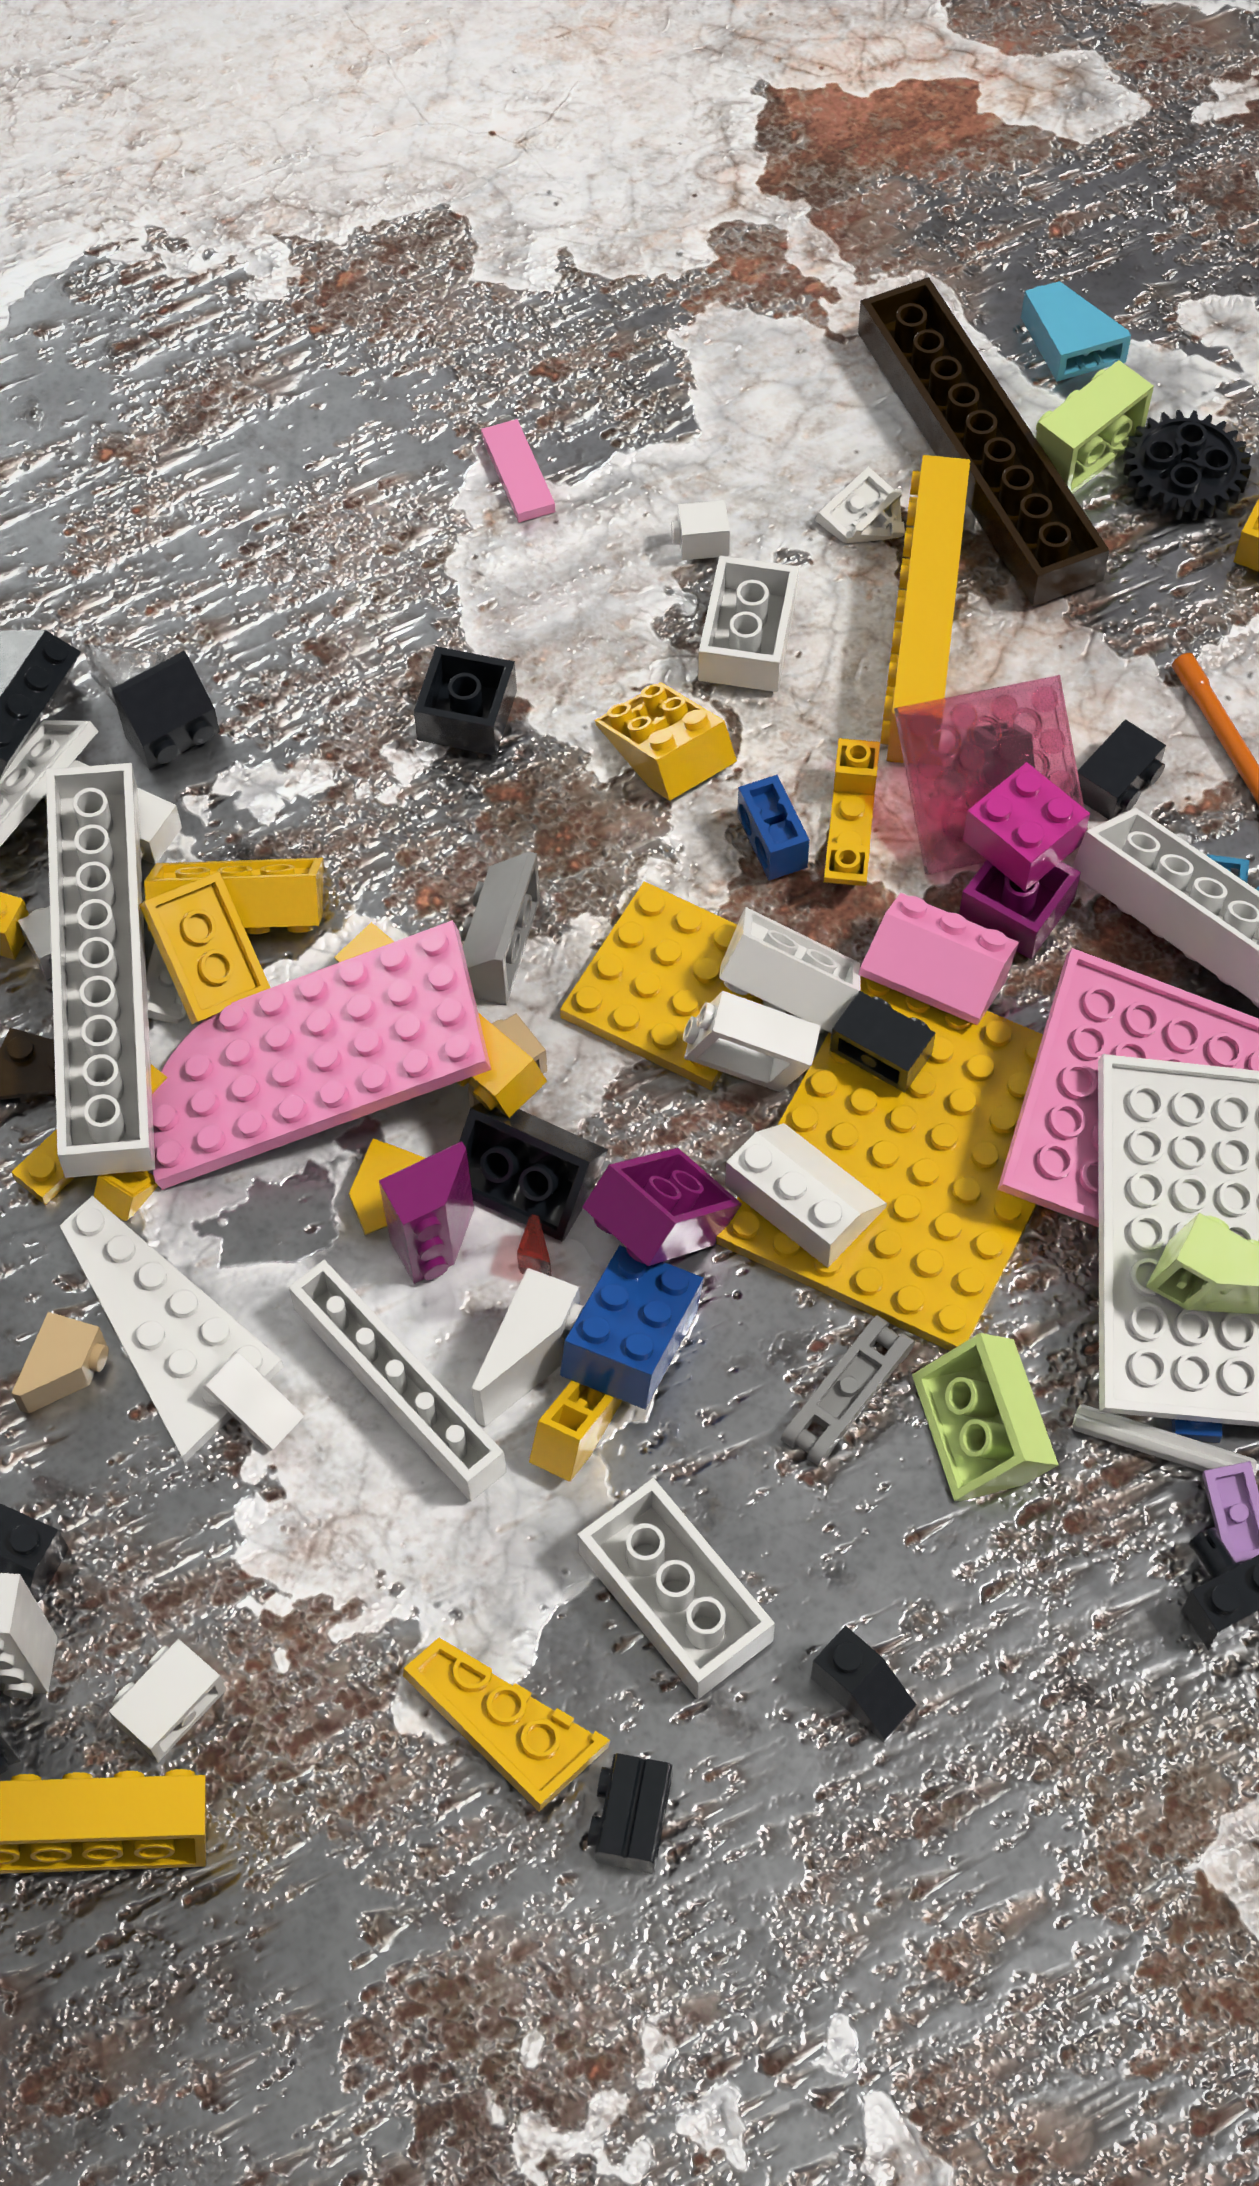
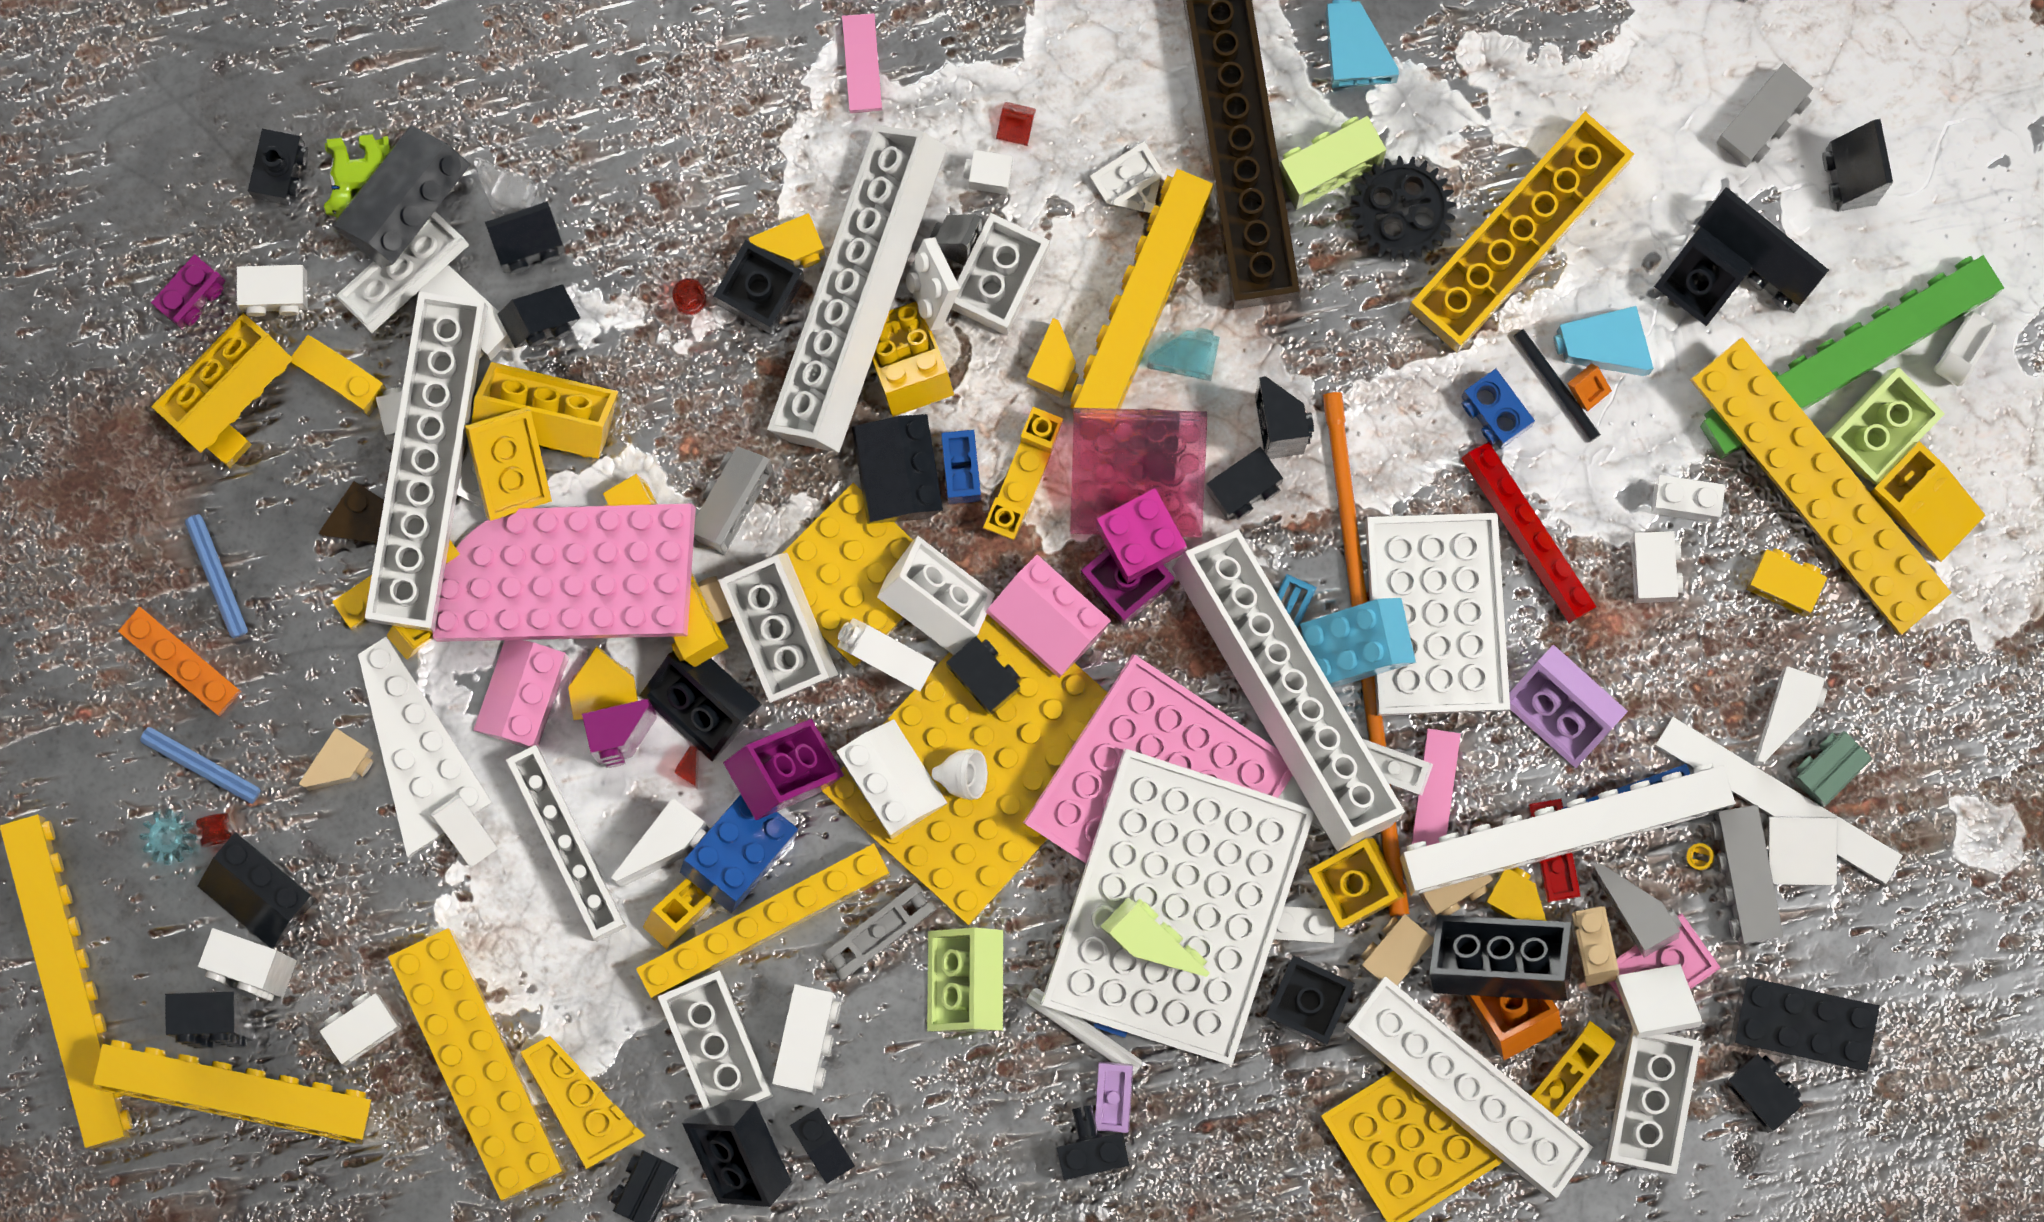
camera: 15 degrees right, 20 degrees up
(203, 787) = (539, 316): none -> black brick
(288, 1214) = (521, 693): none -> bright pink slope
(349, 1706) = (476, 1064): none -> yellow brick
(375, 729) = (689, 290): none -> clear red wheel
(499, 639) = (792, 242): none -> yellow slope
(584, 675) = (857, 288): none -> white brick
(603, 1049) = (778, 627): none -> white brick
(675, 642) = (932, 284): none -> white plate
(688, 591) = (958, 236): none -> dark grey slope
(692, 1409) = (763, 922): none -> yellow brick
(697, 846) = (897, 469): none -> black slope
(714, 485) = (1016, 123): none -> clear red slope
(751, 1719) = (738, 1154): none -> black slope
(800, 1543) = (806, 1040): none -> white brick
(845, 701) = (1054, 363): none -> yellow slope
(895, 1157) = (963, 774): none -> white helmet
(998, 658) = (1187, 355): none -> clear light blue slope
(1141, 673) = (1282, 420): none -> black slope

